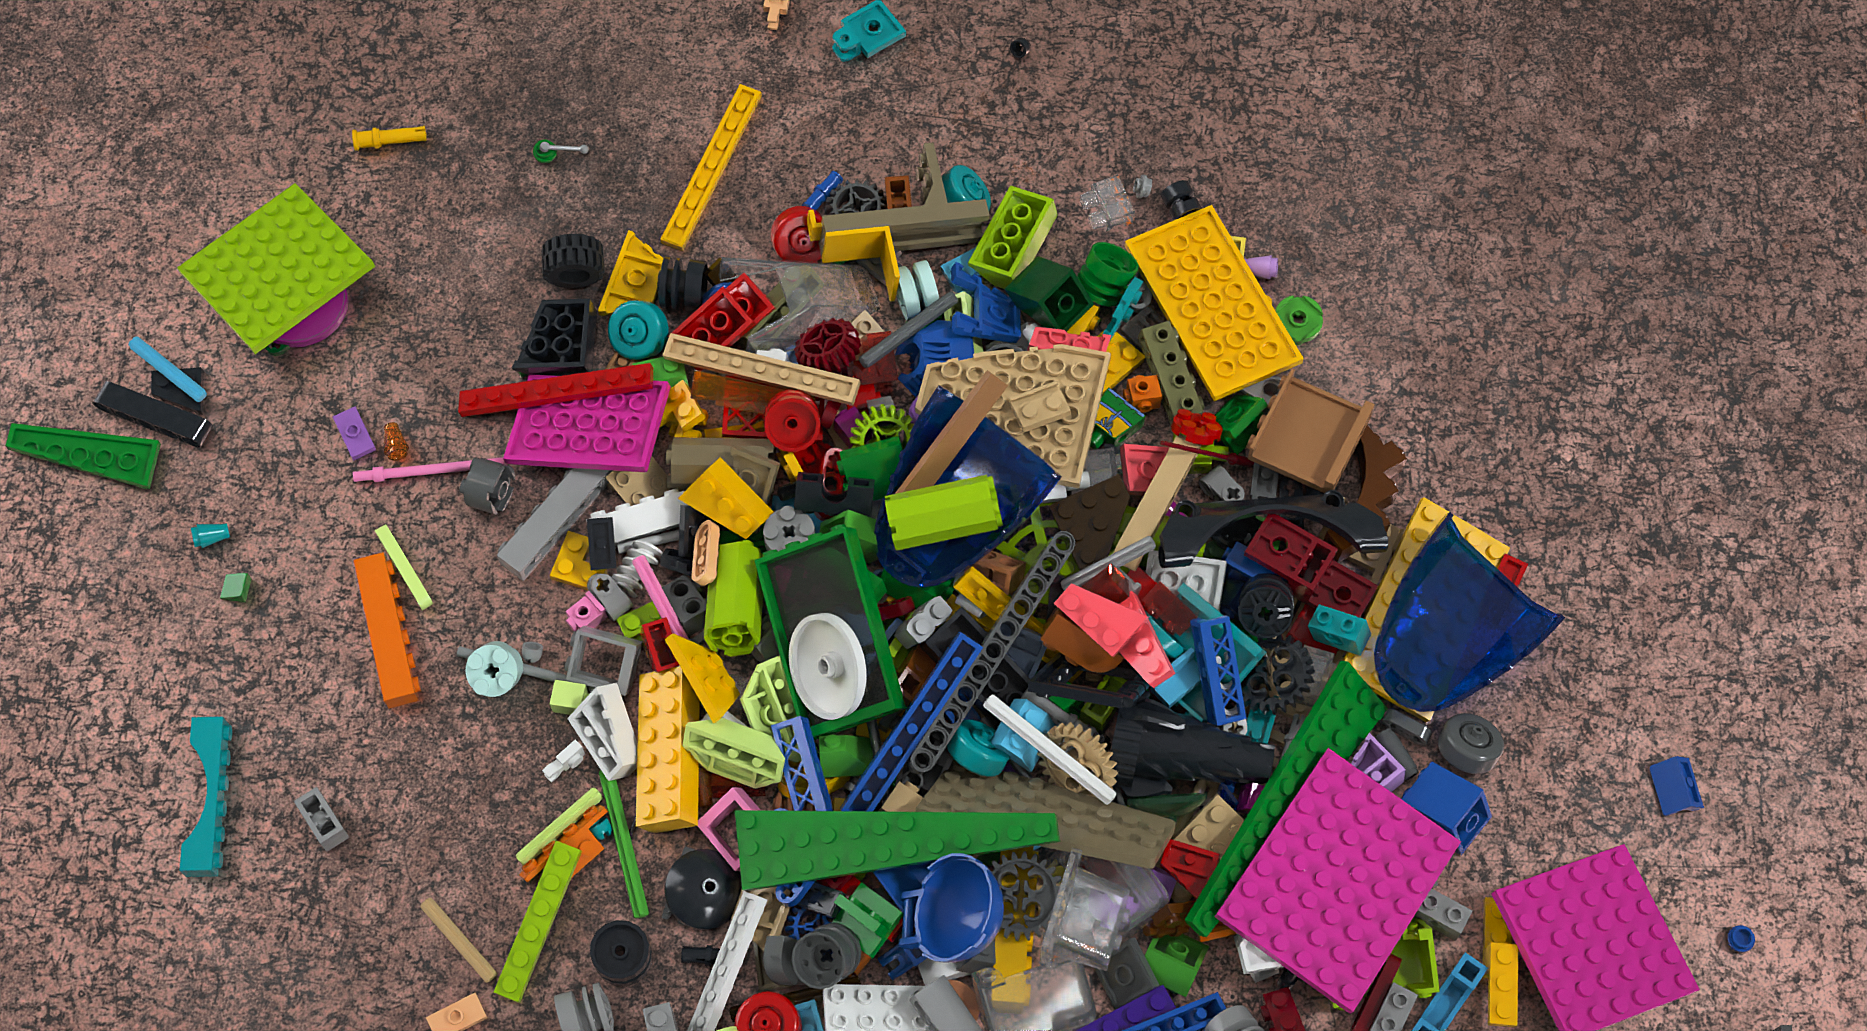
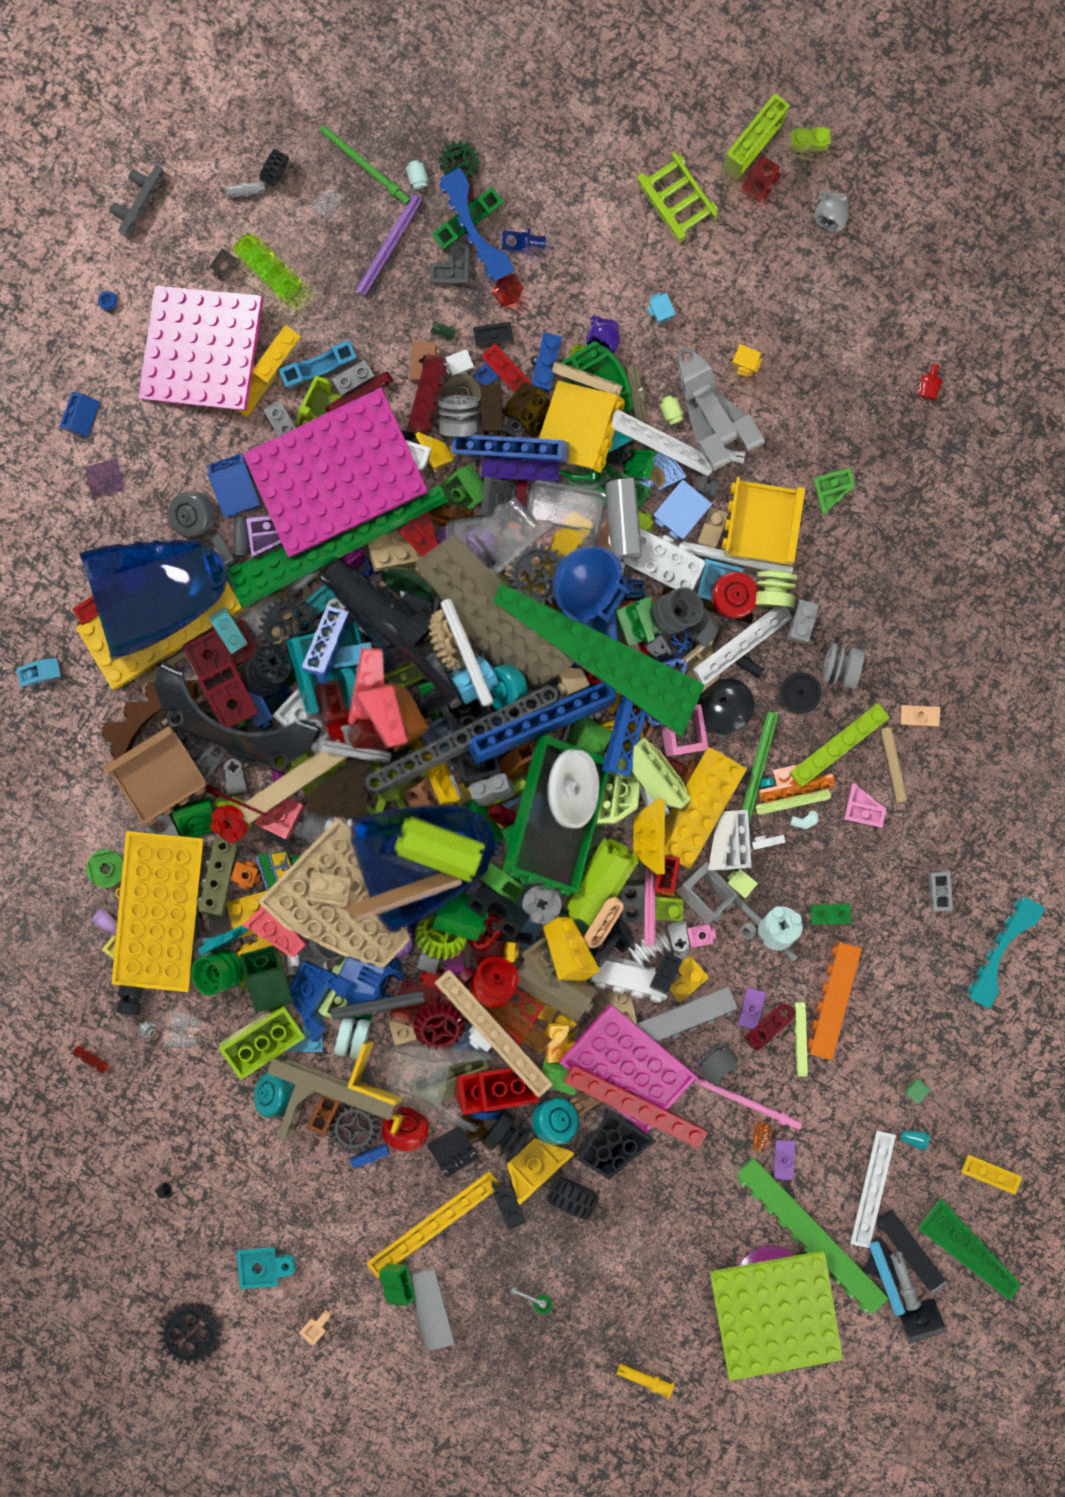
camera: 145 degrees left, 20 degrees up
(99, 544) = (991, 1174): none -> yellow plate
(102, 347) = (923, 1322): none -> black bracket
(138, 372) = (907, 1289): none -> light grey pin
(233, 456) = (872, 1189): none -> white plate
(280, 370) = (812, 1235): none -> bright green brick
(443, 721) = (830, 914): none -> green brick
(449, 556) = (769, 1027): none -> dark red piece
(467, 866) = (864, 808): none -> bright pink wing
(480, 570) = (751, 1008): none -> medium lavender plate
(530, 810) = (806, 822): none -> light aqua arm
(642, 224) = (508, 1204): none -> black plate
(663, 85) = (431, 1310): none -> light grey brick
(714, 83) = (397, 1284): none -> green brick
(734, 241) = (452, 1151): none -> black hinge
(1099, 992) = (521, 492): none -> dark red beam
(1183, 128) = (90, 1059): none -> clear red axle
(1239, 988) = (440, 454): none -> yellow slope
(1514, 477) = (38, 672): none -> medium azure slope
(1596, 732) = (104, 478): none -> clear purple piece

